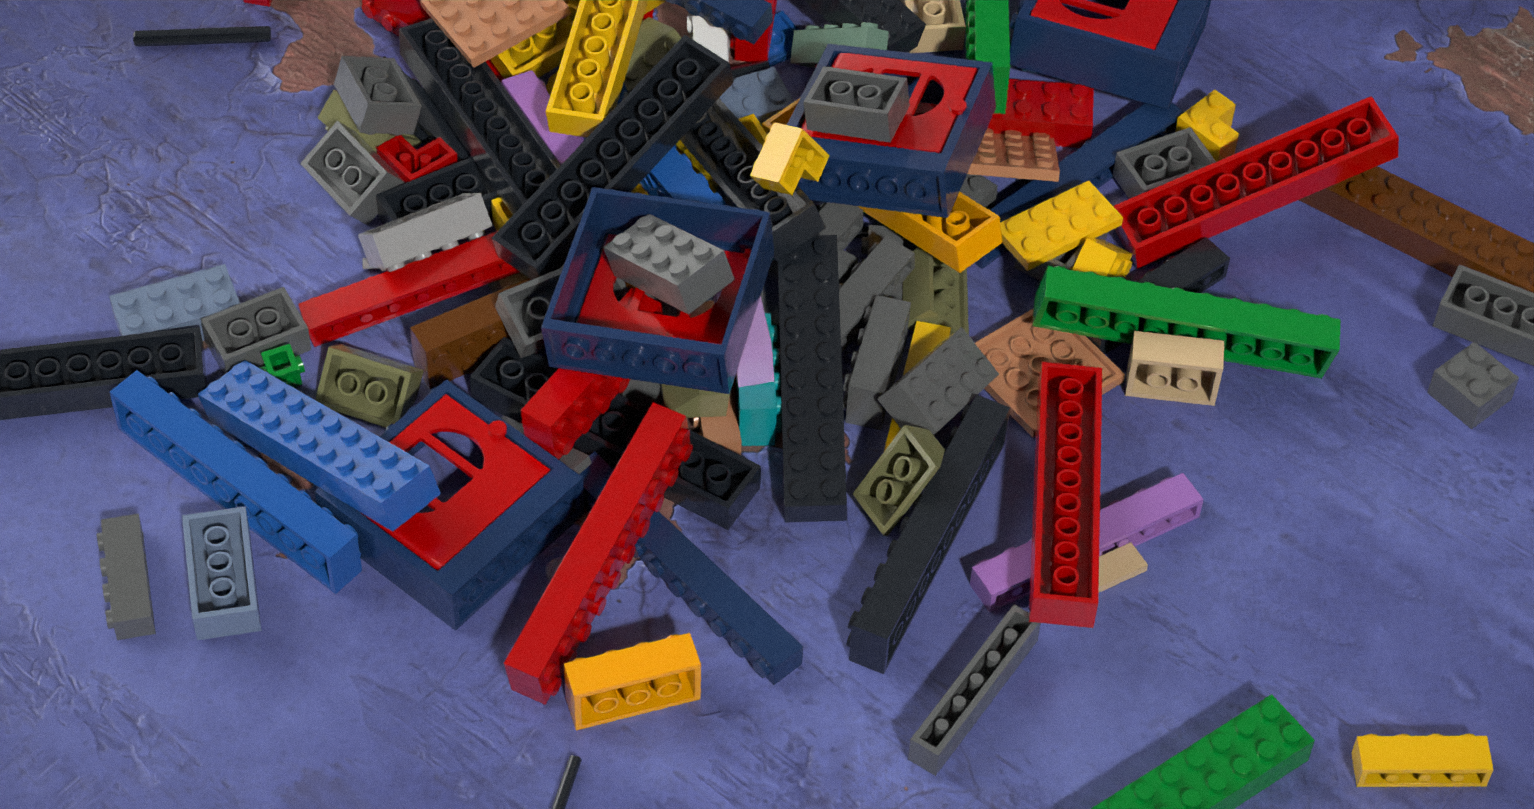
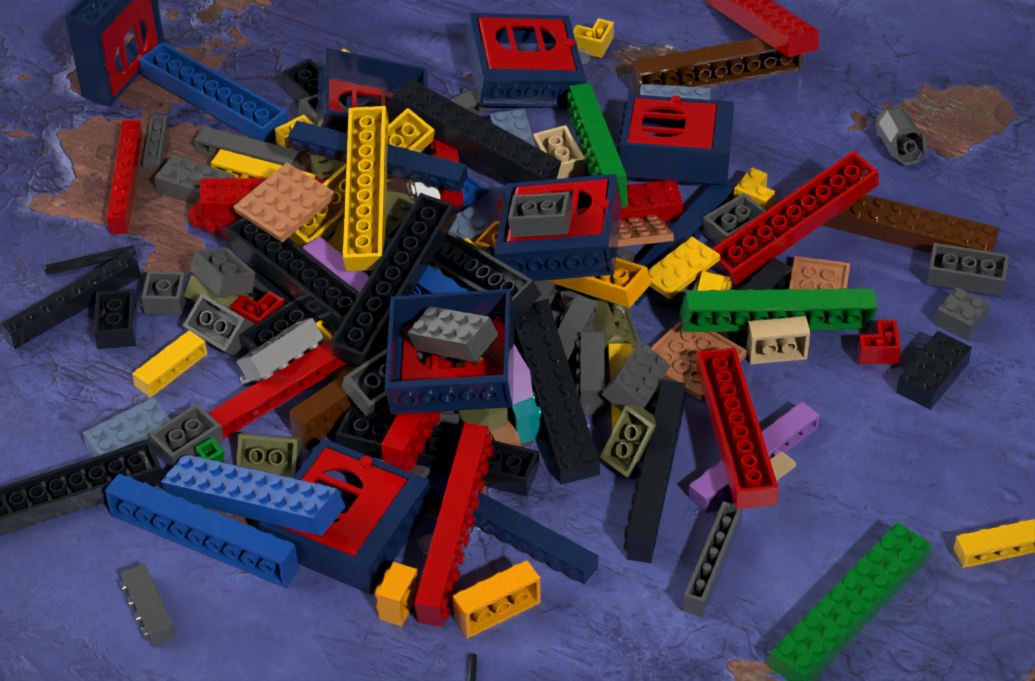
camera: 10 degrees left, 5 degrees down
(155, 91) = (69, 300): none -> black brick
(209, 133) = (115, 319): none -> black brick
(221, 573) = (210, 589): sand blue brick -> none
(267, 216) = (169, 363): none -> yellow brick
(290, 107) = (164, 292): none -> dark grey brick
(487, 640) = (397, 593): none -> light orange brick
(788, 157) = (507, 255): yellow brick -> none
(810, 43) = (494, 188): sand green brick -> none
(1269, 279) = (818, 274): none -> nougat plate
(1330, 412) = (882, 346): none -> red brick
(1402, 464) = (933, 370): none -> black brick
(1459, 85) = (901, 136): none -> dark grey brick

